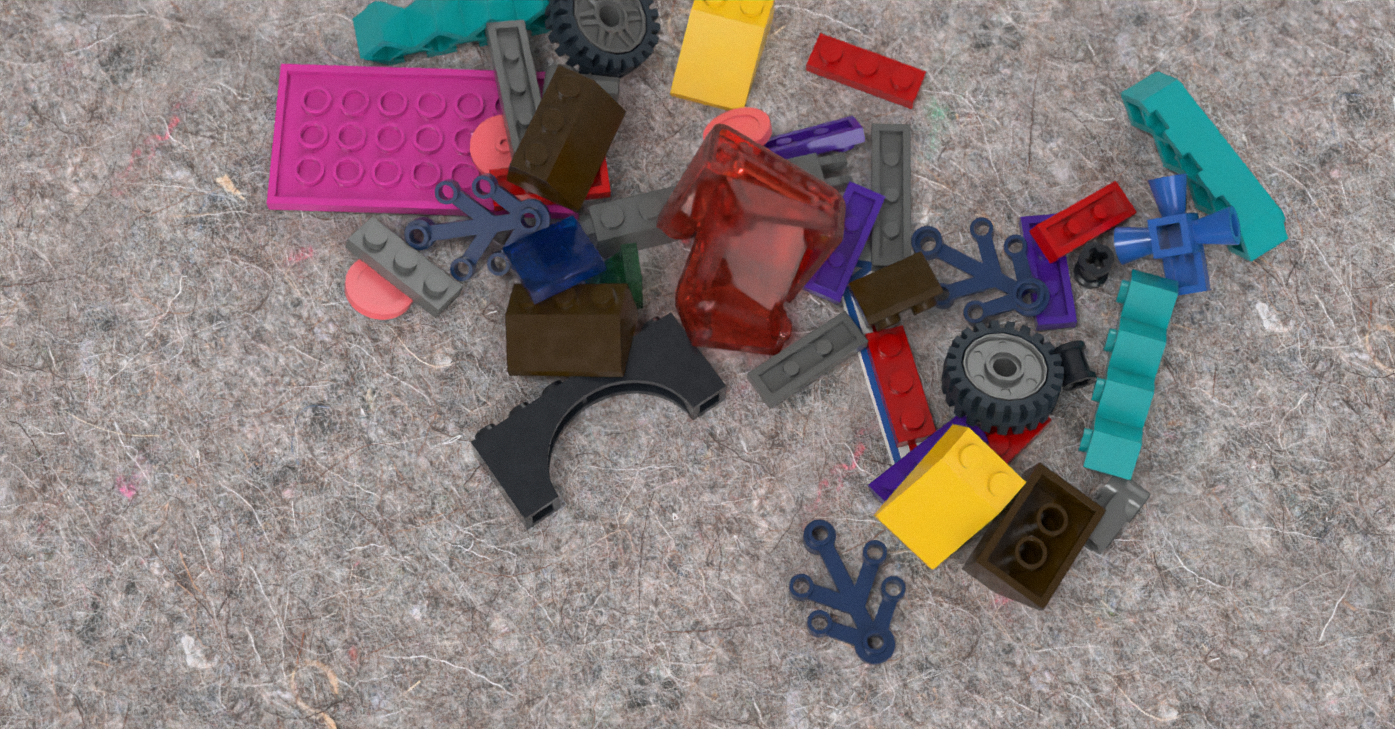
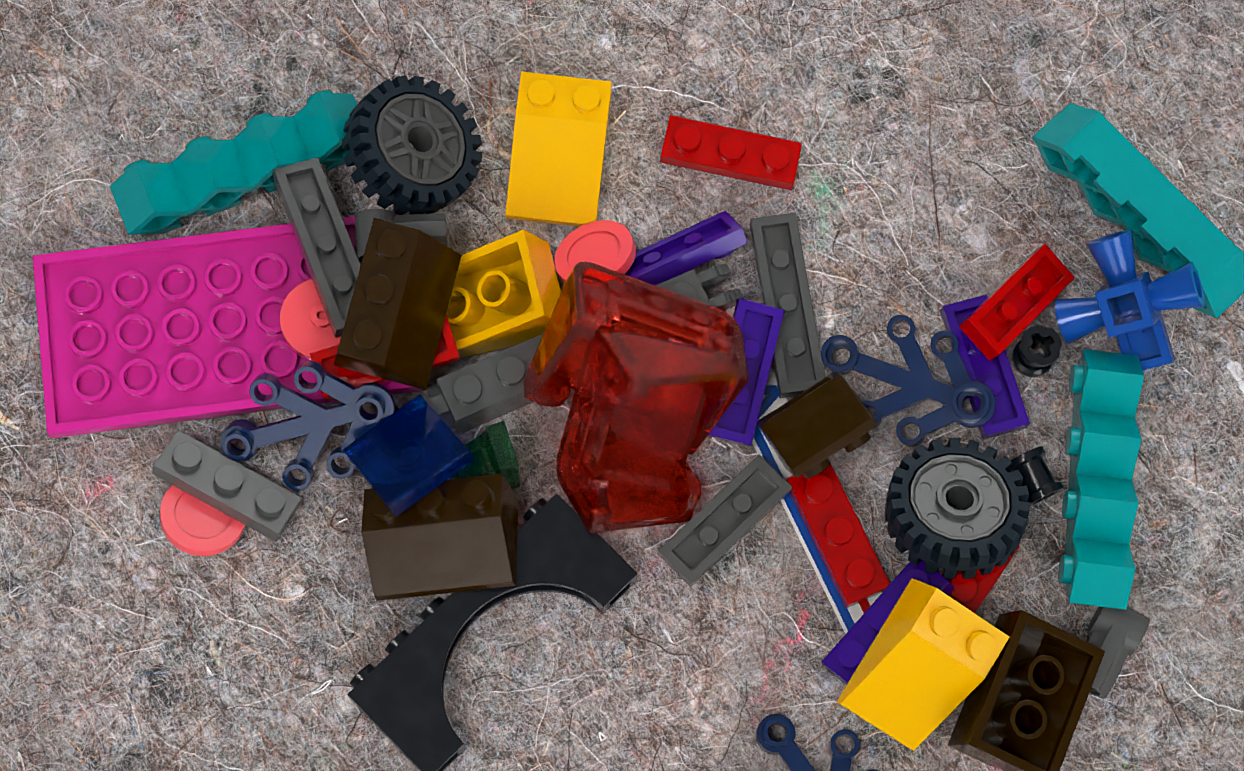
camera: 15 degrees left, 5 degrees up
(653, 149) = (503, 294): none -> yellow slope

